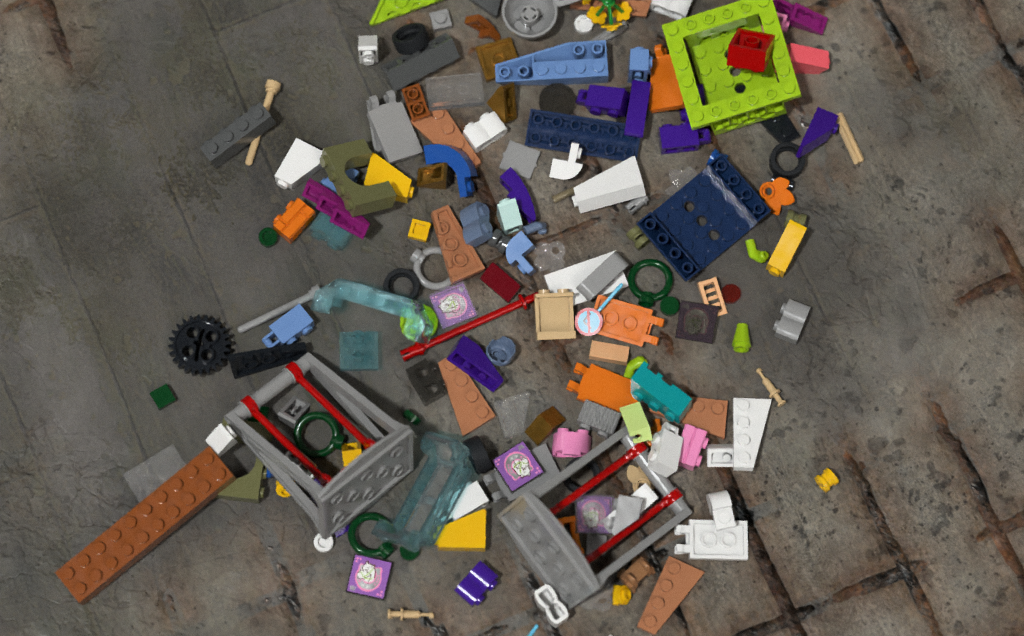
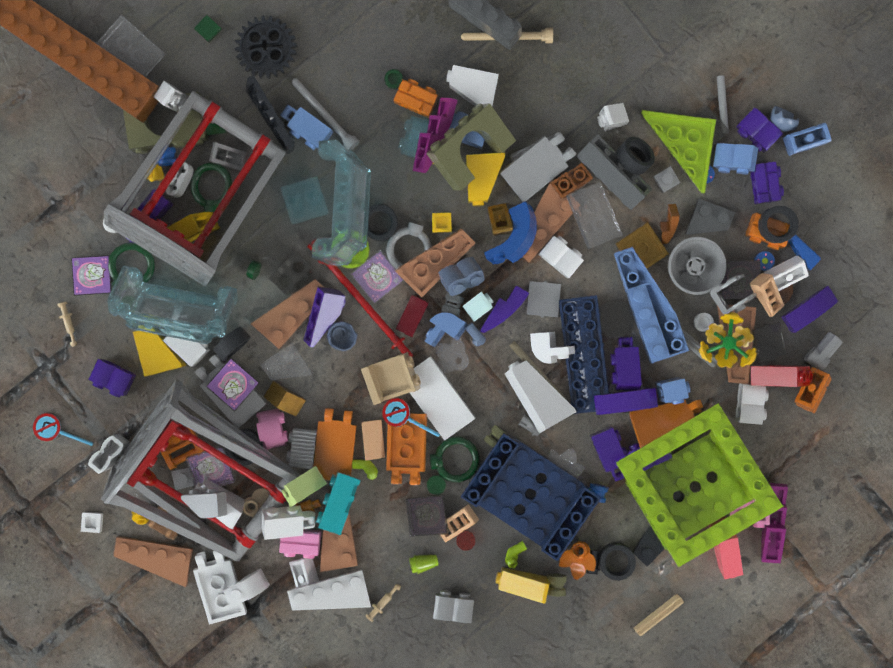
camera: 75 degrees right, 15 degrees up
(504, 102) = (594, 268): pearl gold slope -> none
(602, 276) = (443, 413): light grey beam -> none
(750, 50) = (711, 504): red slope -> none
(818, 131) = (660, 586): dark purple slope -> none

